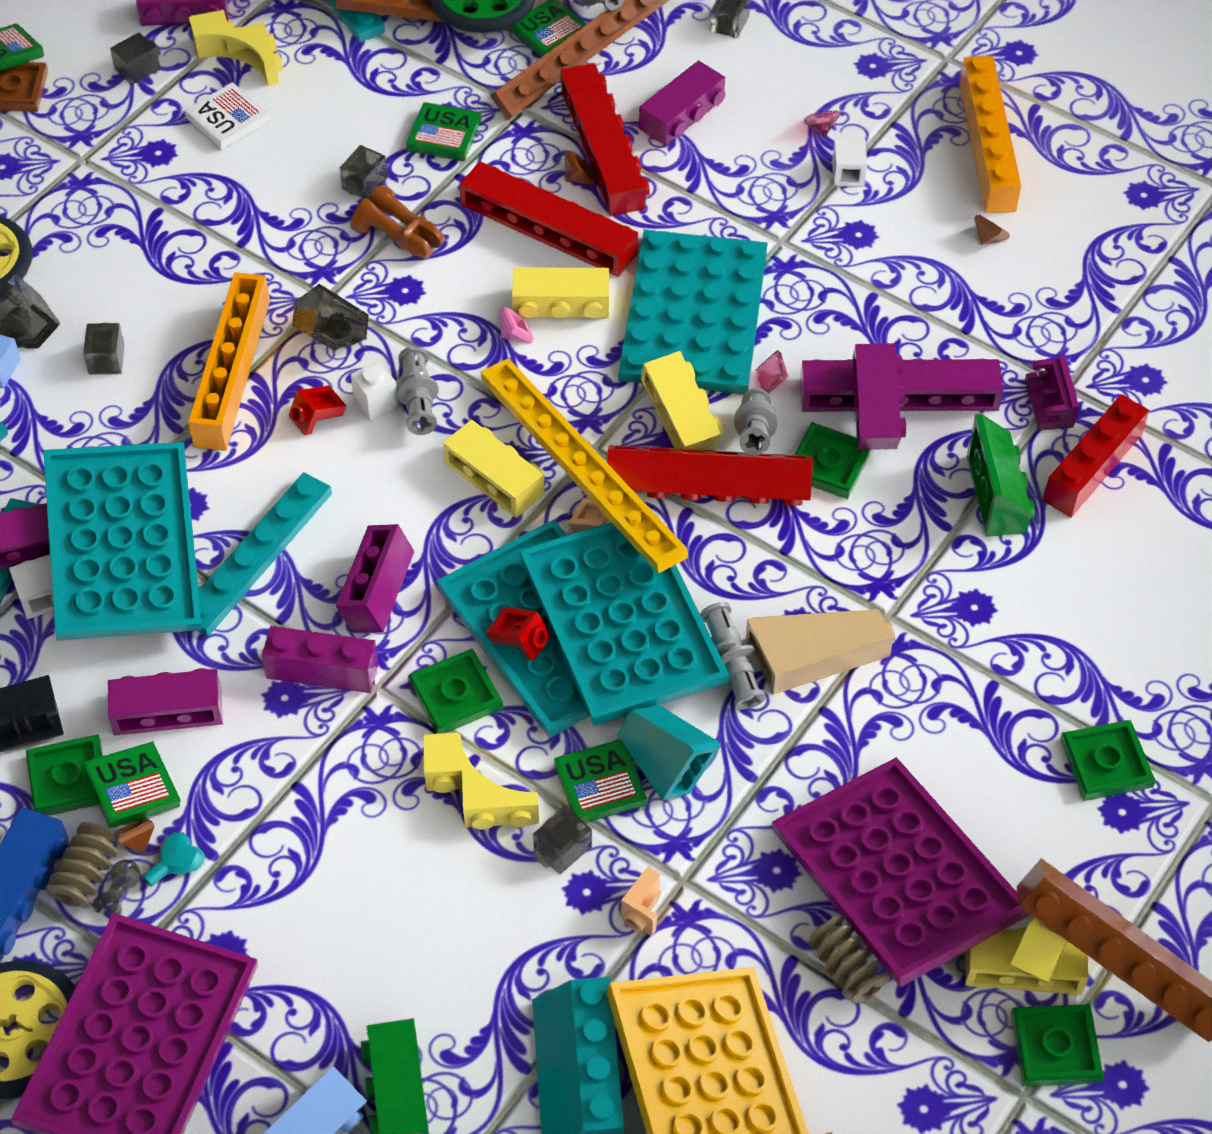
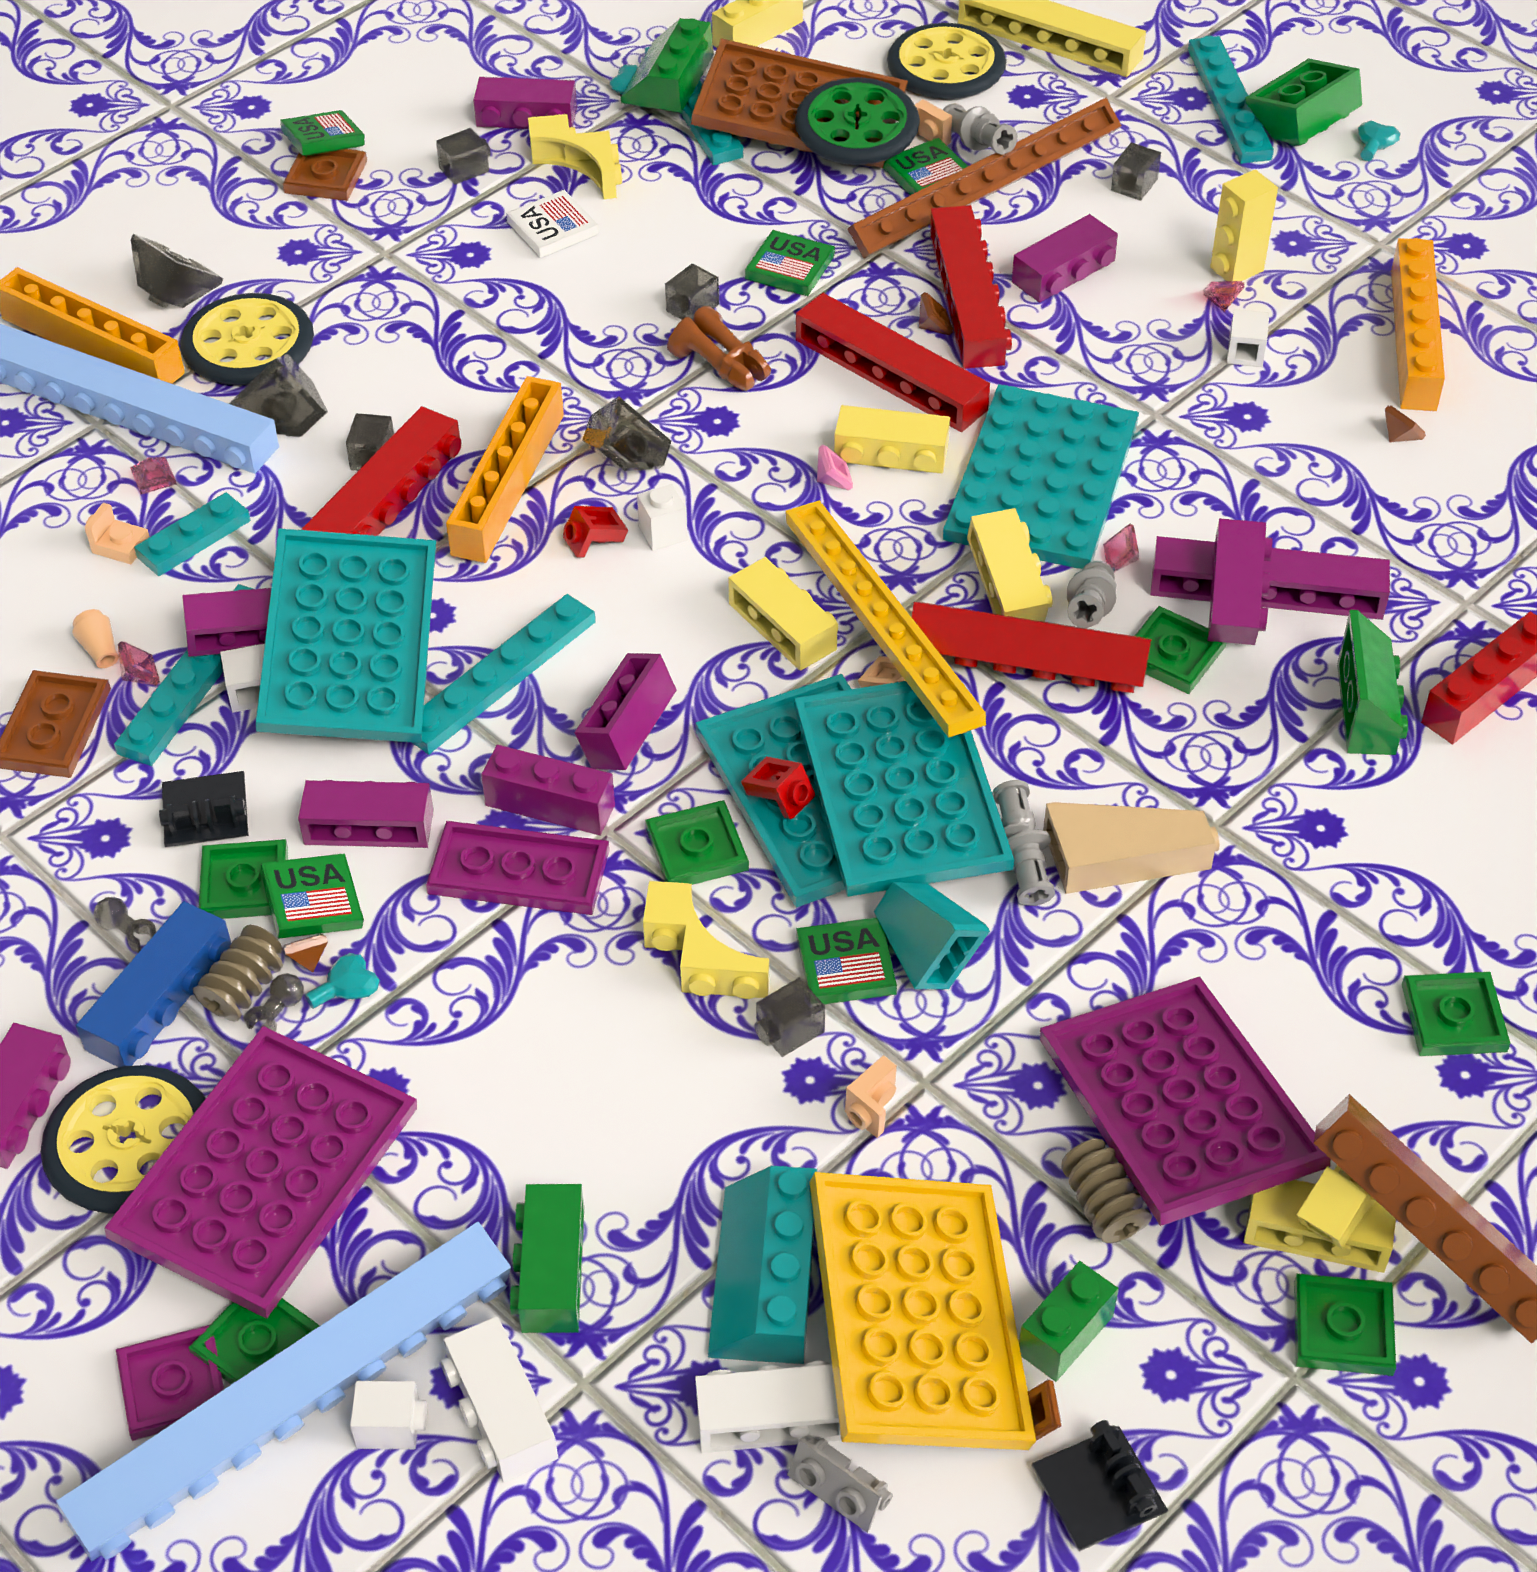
camera: 10 degrees right, 5 degrees down
(126, 383) = (391, 476): none -> red brick
(305, 733) = (518, 867): none -> magenta tile
(417, 390) = (709, 522): light grey piece -> none
(832, 61) = (1243, 226): none -> light yellow brick
(835, 1077) = (1067, 1321): none -> green brick
(1052, 394) = (1449, 607): magenta hinge -> none

